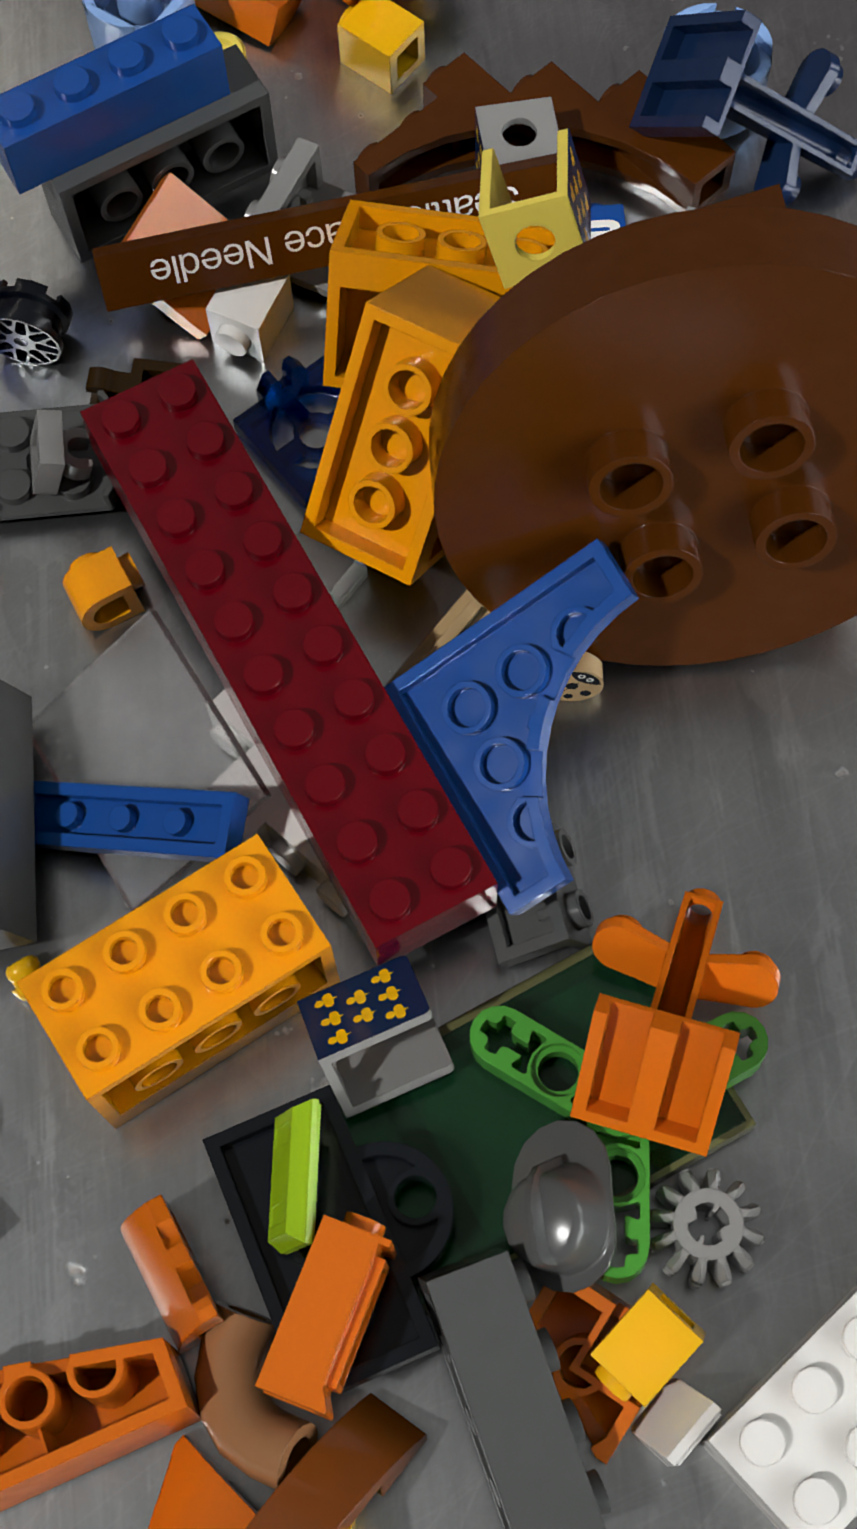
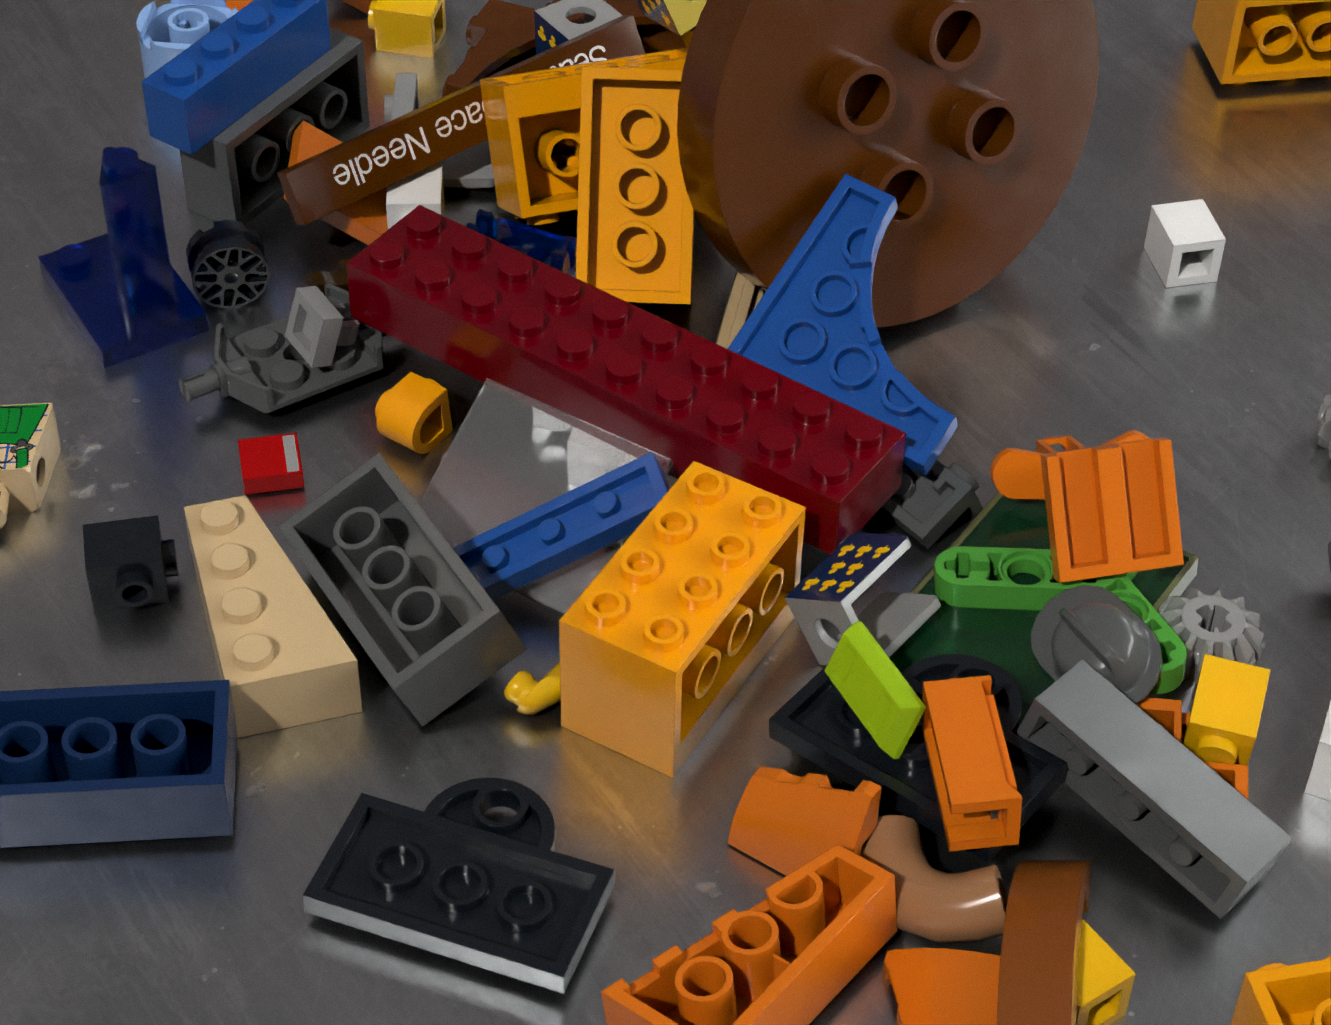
camera: 30 degrees left, 25 degrees down
(675, 1422) = (1281, 773): white slope -> none

